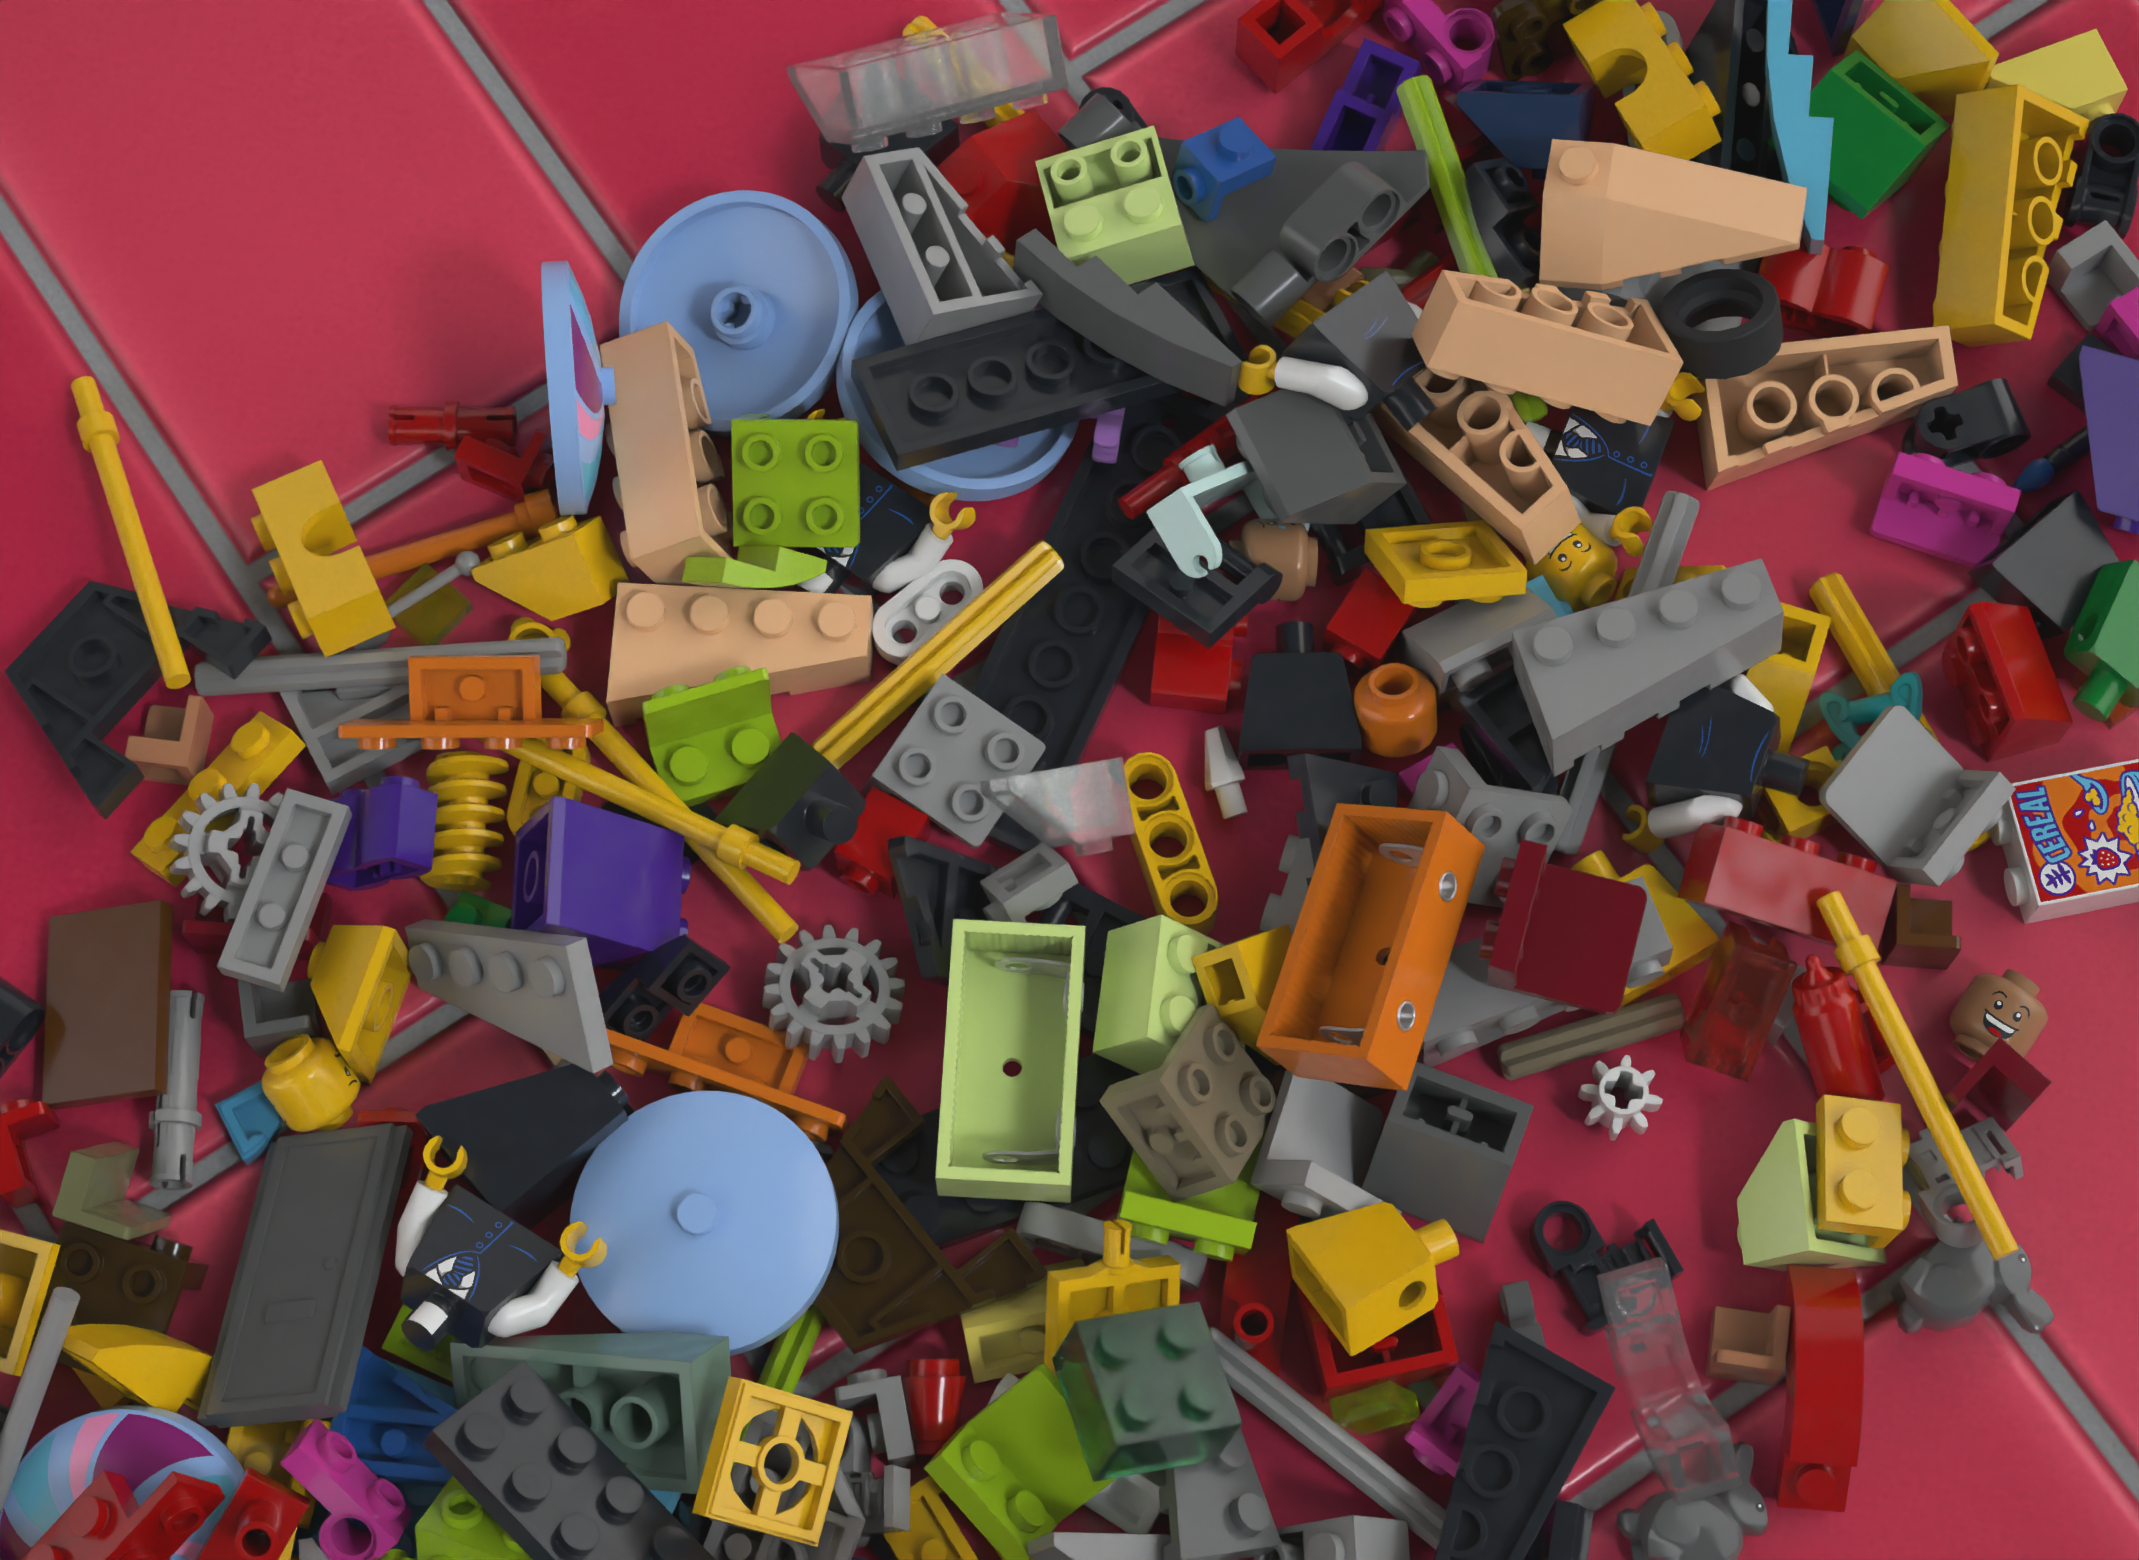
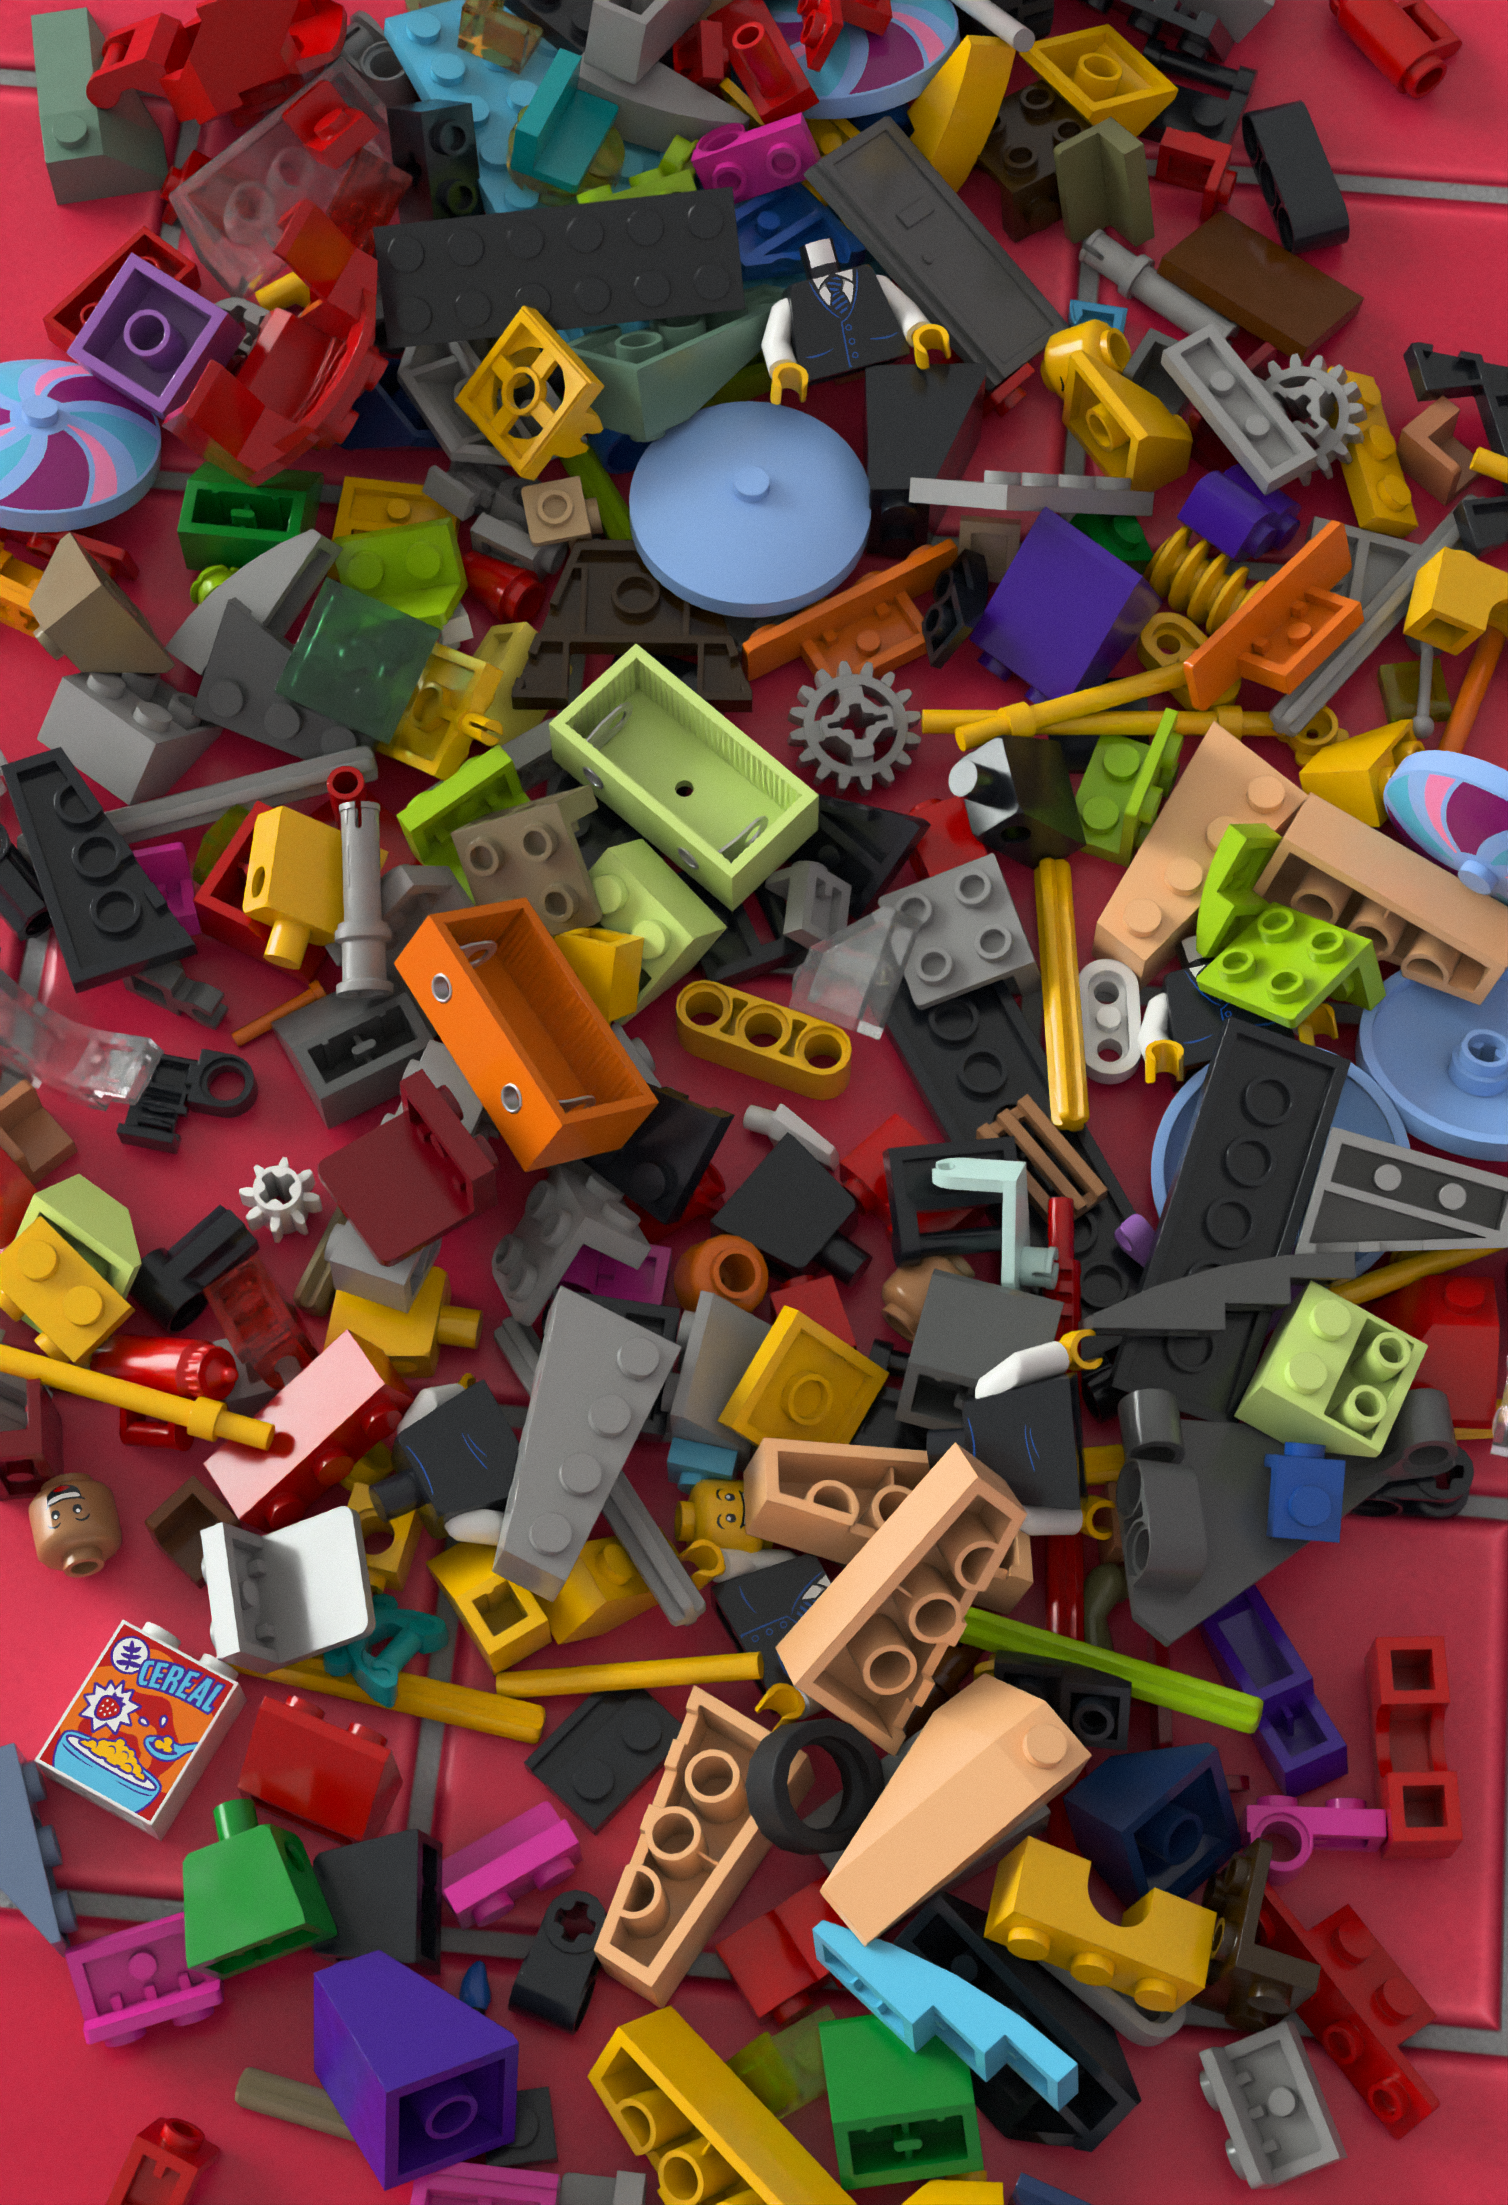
camera: 130 degrees right, 5 degrees down
(839, 1380) = (559, 512): none -> tan bracket
(1088, 606) = (1028, 1111): none -> medium nougat tile
(1376, 1179) = (363, 932): none -> light grey pin
(1484, 1256) = (264, 1022): none -> orange piece
(1727, 1115) = (174, 1279): none -> black piece
(1729, 519) = (631, 1675): none -> yellow bar
(1798, 524) = (605, 1753): none -> black plate
(1898, 238) = (787, 2067): none -> clear neon green slope

